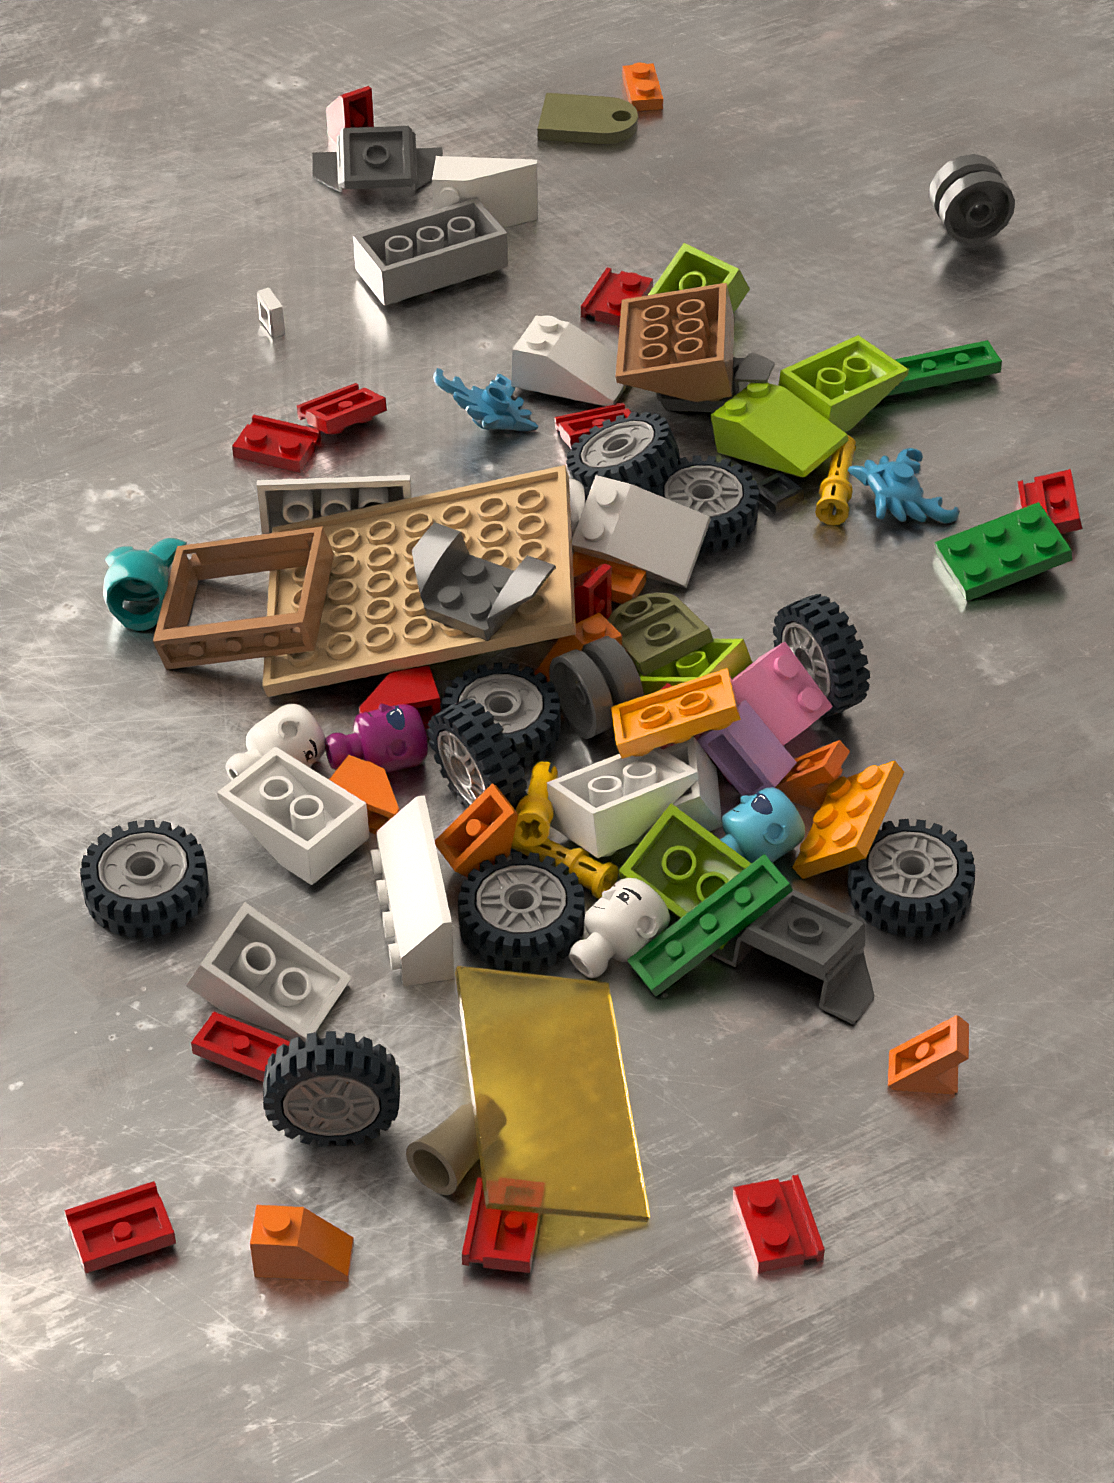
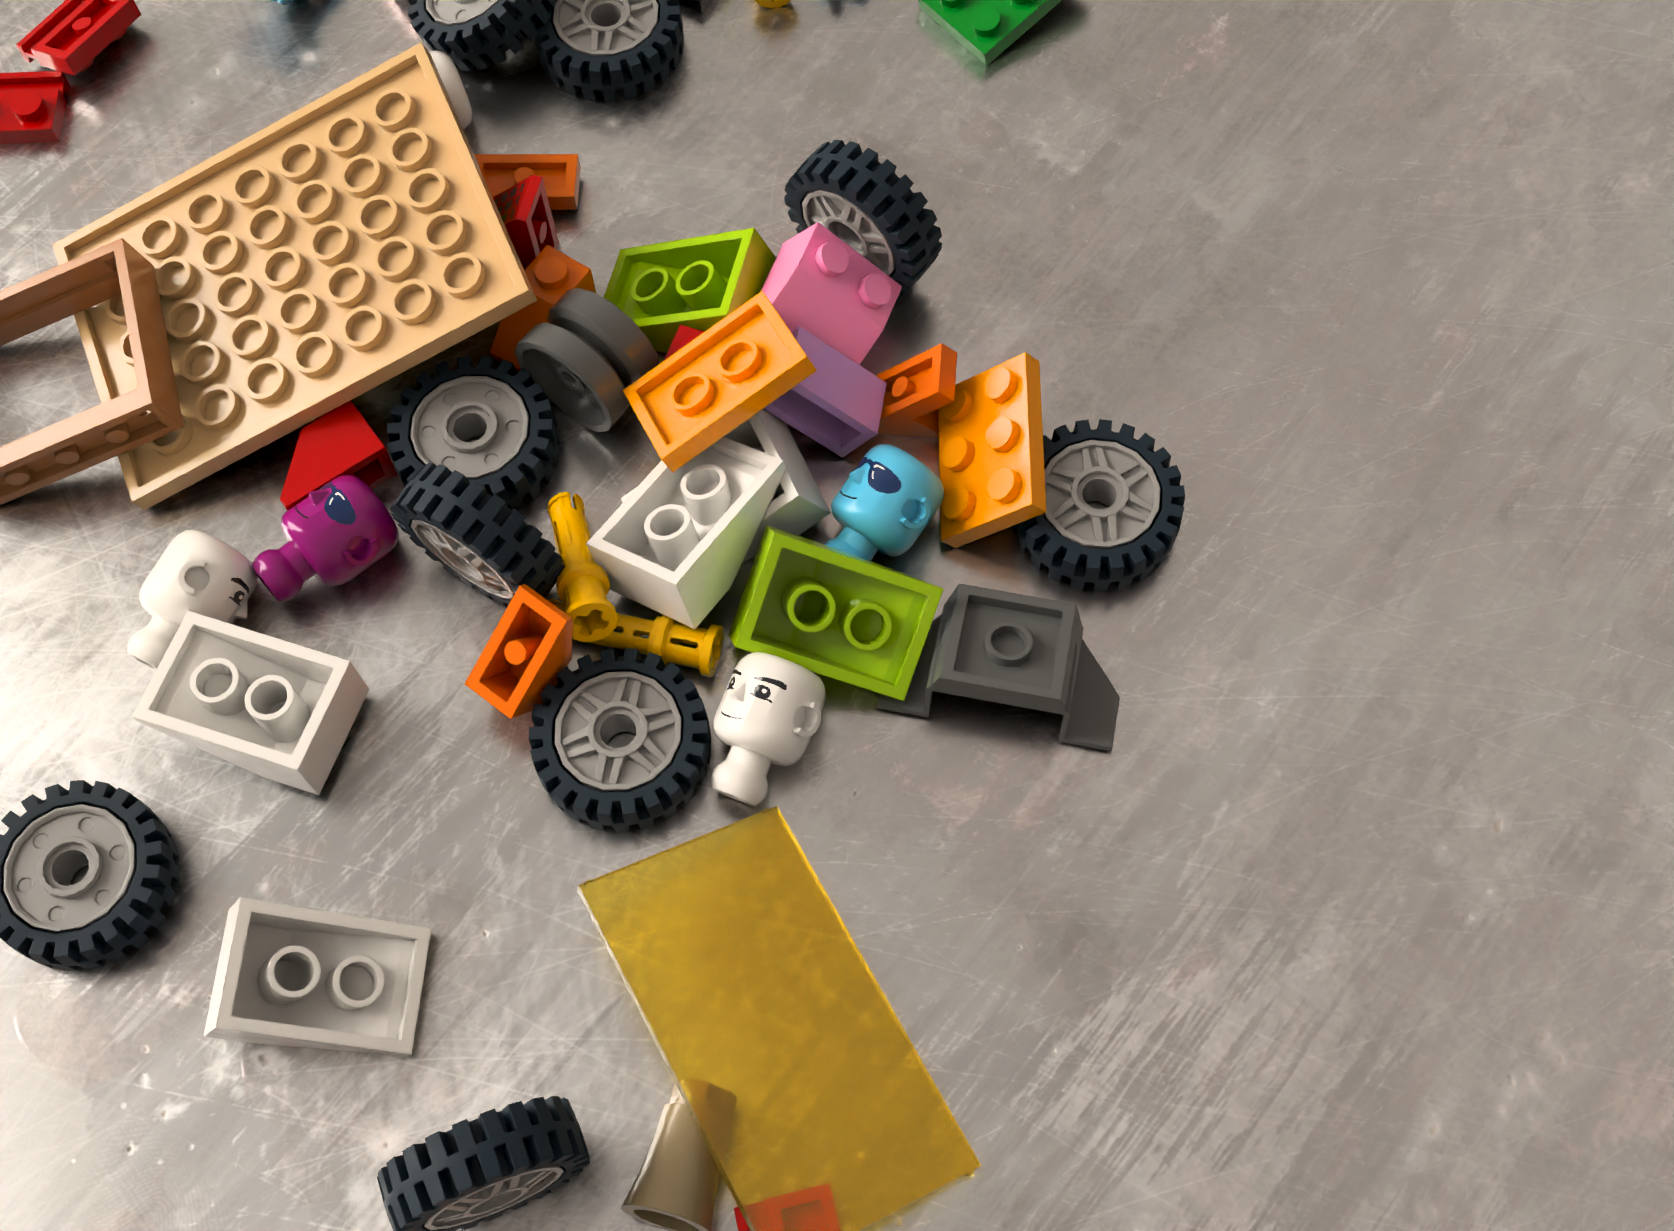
camera: 20 degrees left, 20 degrees up
(236, 1045) = (321, 1109): red plate -> none
(305, 499) = (83, 193): white slope -> none
(370, 785) = (338, 623): orange slope -> none
(414, 896) = (471, 778): white slope -> none
(468, 589) = (367, 277): dark grey piece -> none
(640, 531) = (549, 100): white slope -> none
(658, 630) = (633, 245): olive tile -> none
(710, 925) = (885, 685): green plate -> none
(778, 1224) = (1149, 1109): red plate -> none
(930, 1059) = (1240, 779): orange slope -> none

